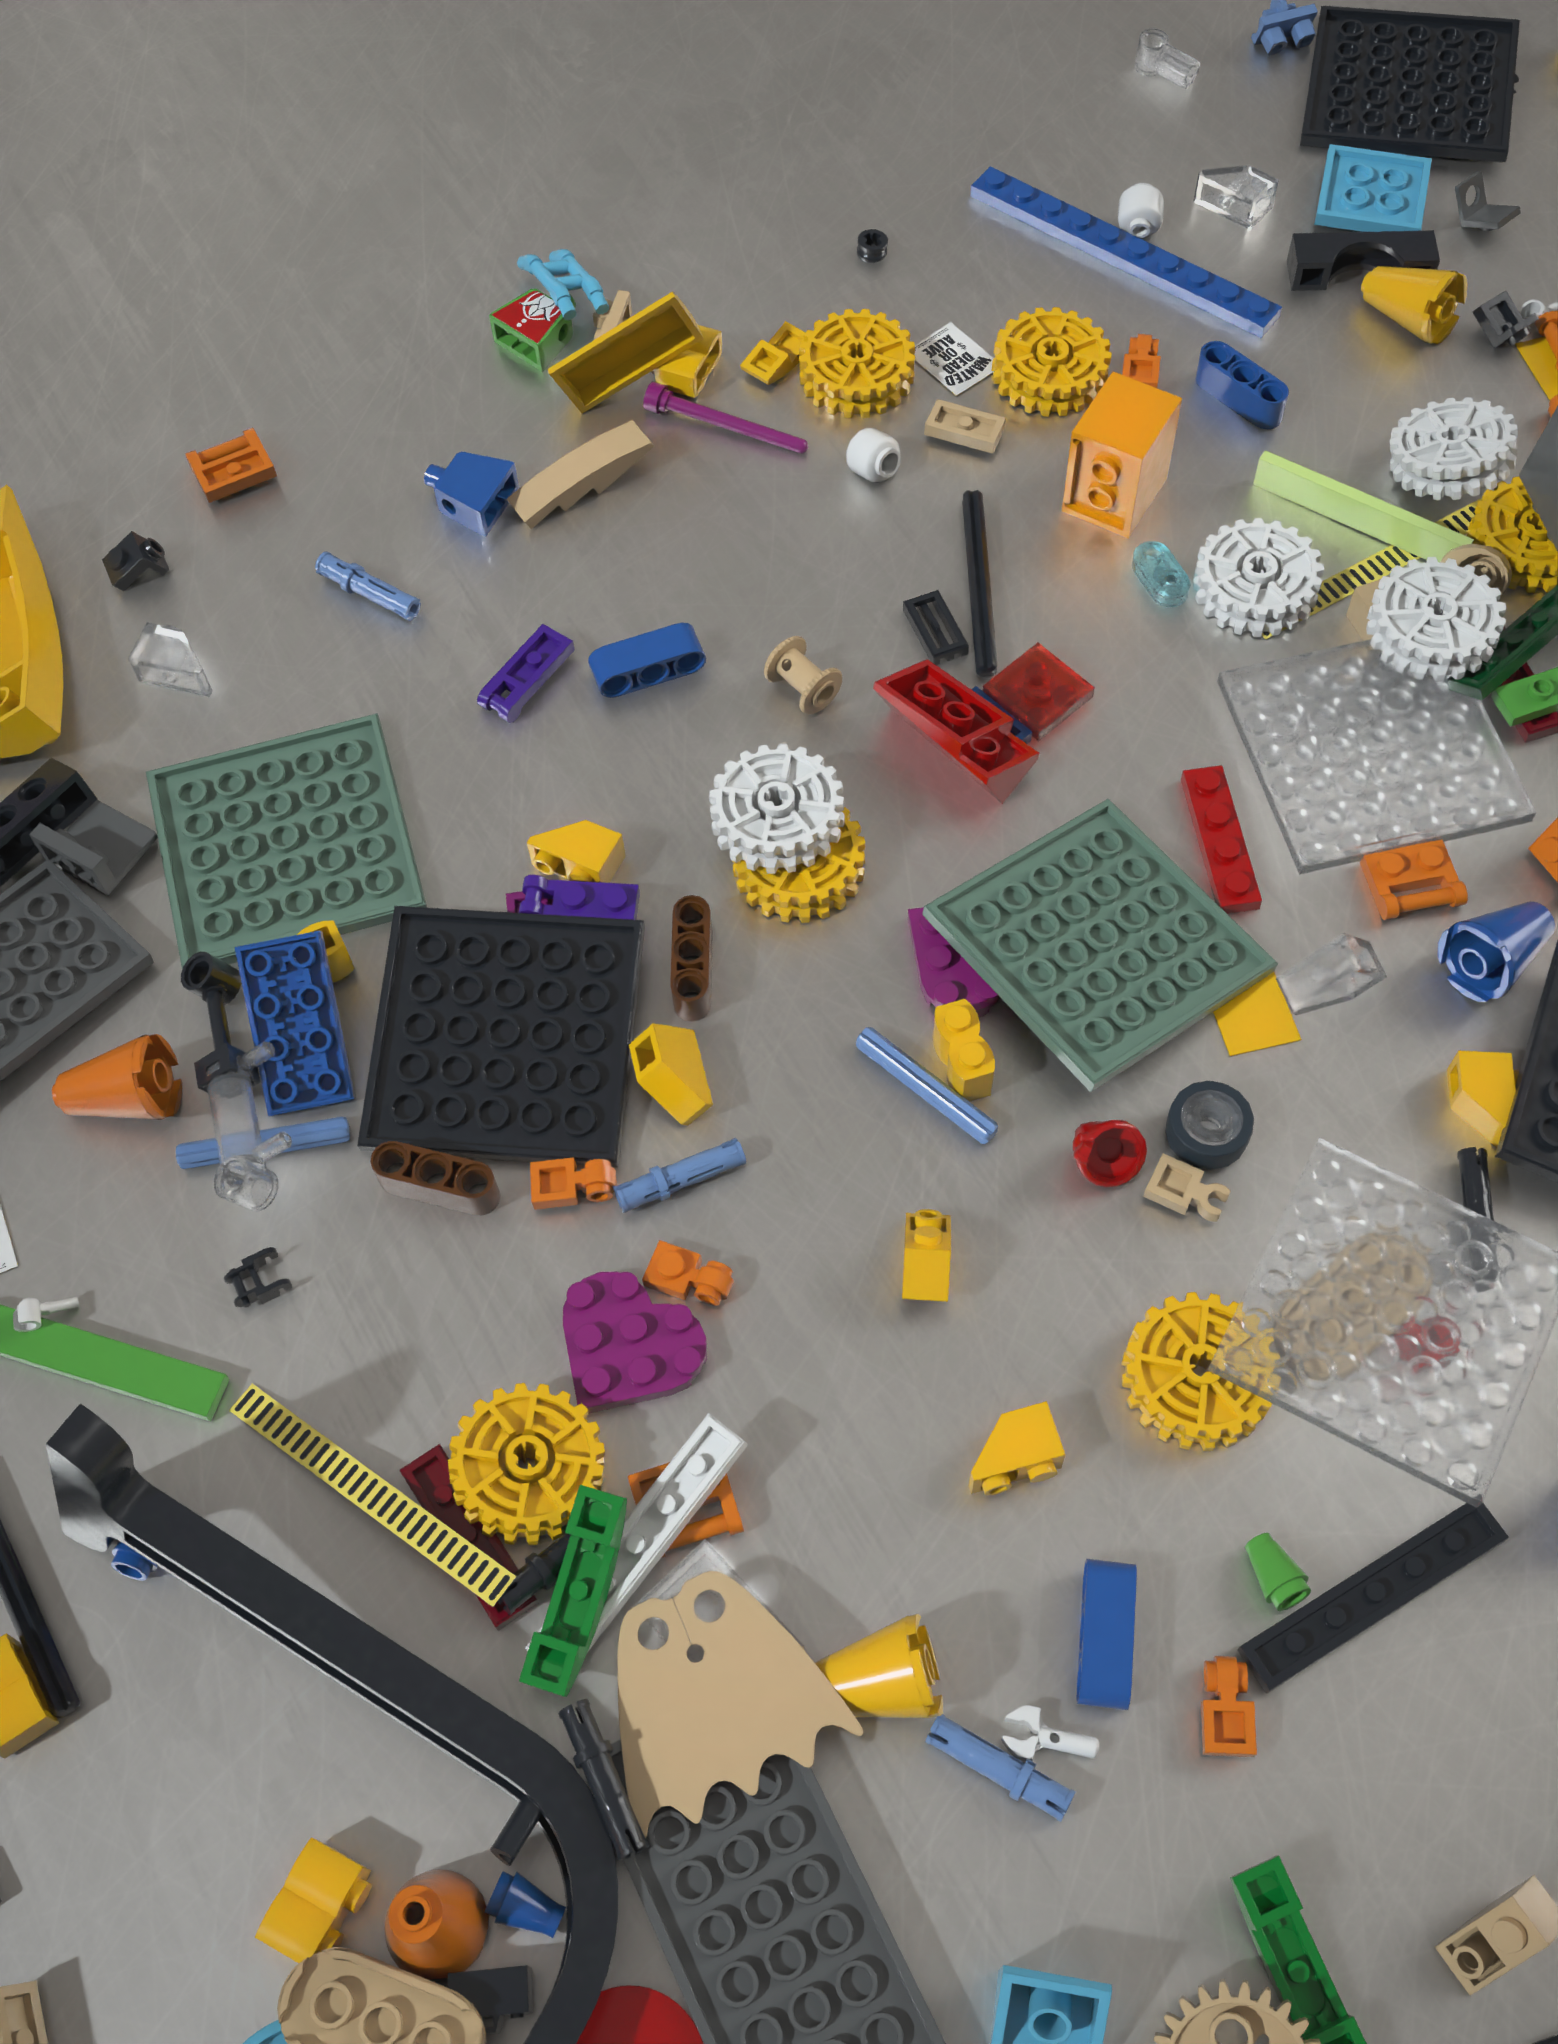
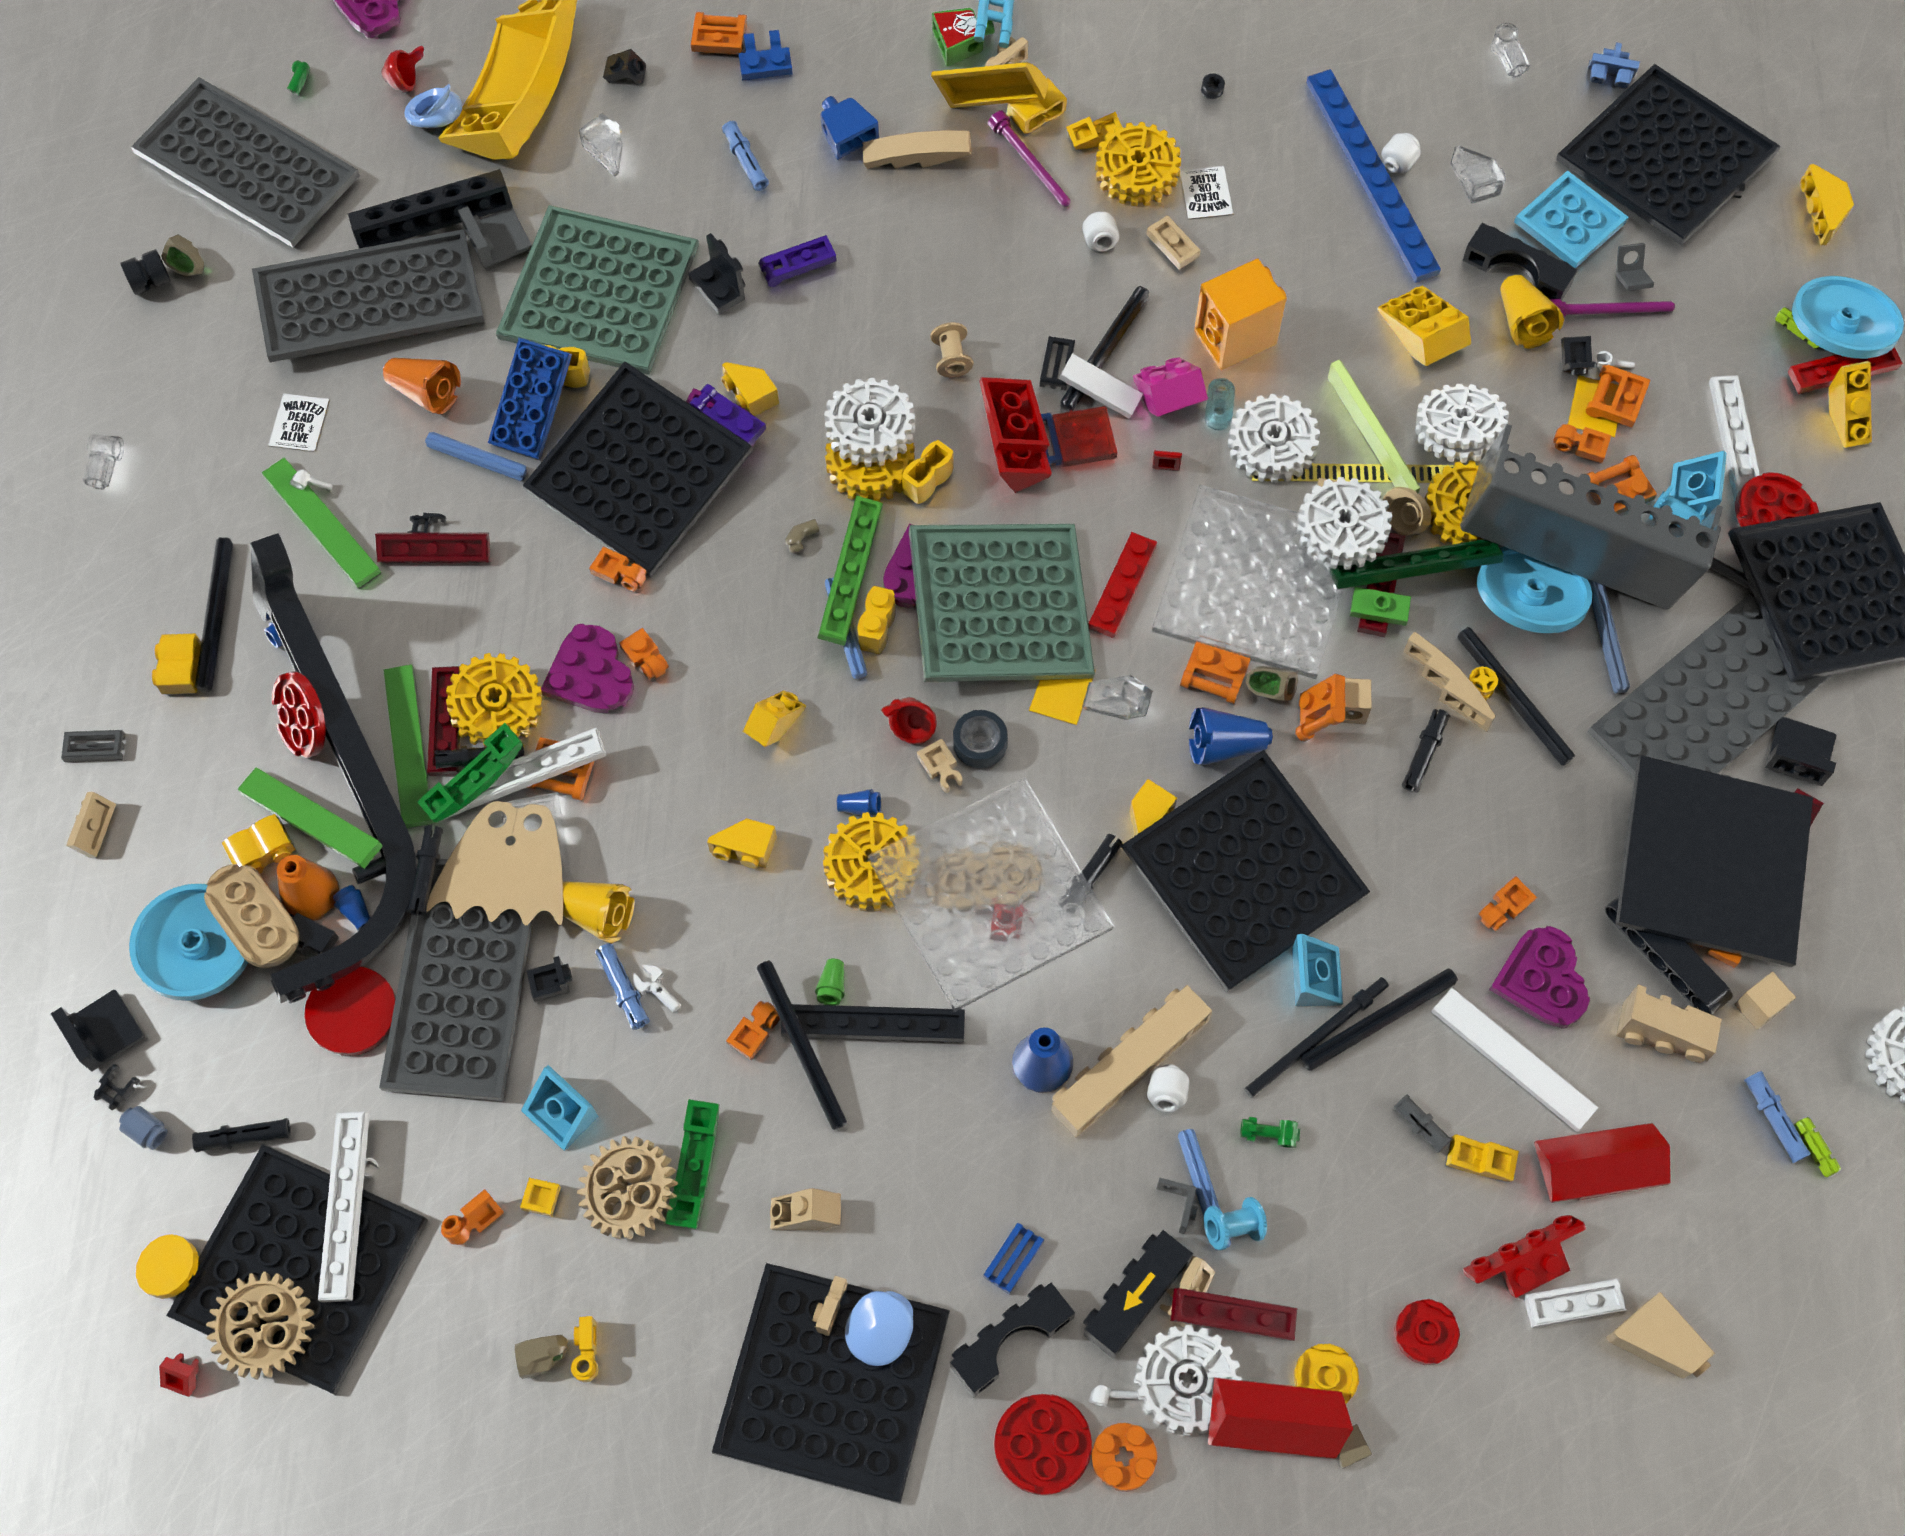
camera: 30 degrees right, 5 degrees up
(228, 1079) = (476, 409): clear piece -> none
(256, 1660) = (299, 714): none -> red tile
(285, 1300) = (433, 547): none -> dark red tile
(314, 472) = (765, 62): none -> blue plate
(371, 1808) = (310, 818): none -> bright green tile
(374, 1495) = (409, 670): light yellow sticker -> none
(423, 1163) = (553, 537): reddish brown beam -> none
(443, 740) = (719, 278): none -> black bracket
(444, 1614) = (407, 743): none -> bright green tile
(647, 660) = (871, 290): blue beam -> none
(672, 1070) = (710, 539): yellow slope -> none
(673, 1177) = (670, 598): medium blue pin -> none
(694, 974) = (769, 471): reddish brown beam -> none
(775, 1002) = (798, 532): none -> dark tan arm
(882, 1011) = (850, 571): none -> bright green tile
(888, 832) = (927, 472): none -> yellow brick
(893, 1826) = (549, 980): none -> black bracket
(1013, 623) = (1100, 386): none -> white tile
(1050, 361) = (1260, 226): yellow piece -> none
(1094, 581) = (1170, 386): none -> dark pink slope
(1106, 1634) = (721, 958): blue beam -> none
(1123, 1301) = (860, 802): none -> blue cone
(1142, 360) = (1317, 261): orange plate -> none
(1154, 666) = (1166, 460): none -> red slope
(1241, 385) = (1368, 297): blue beam -> none
(1316, 1689) = (801, 1045): none -> black axle
(1324, 369) = (1426, 324): none -> yellow slope
(1491, 852) = (1272, 682): none -> rock
(1506, 249) = (1613, 308): none -> magenta piece

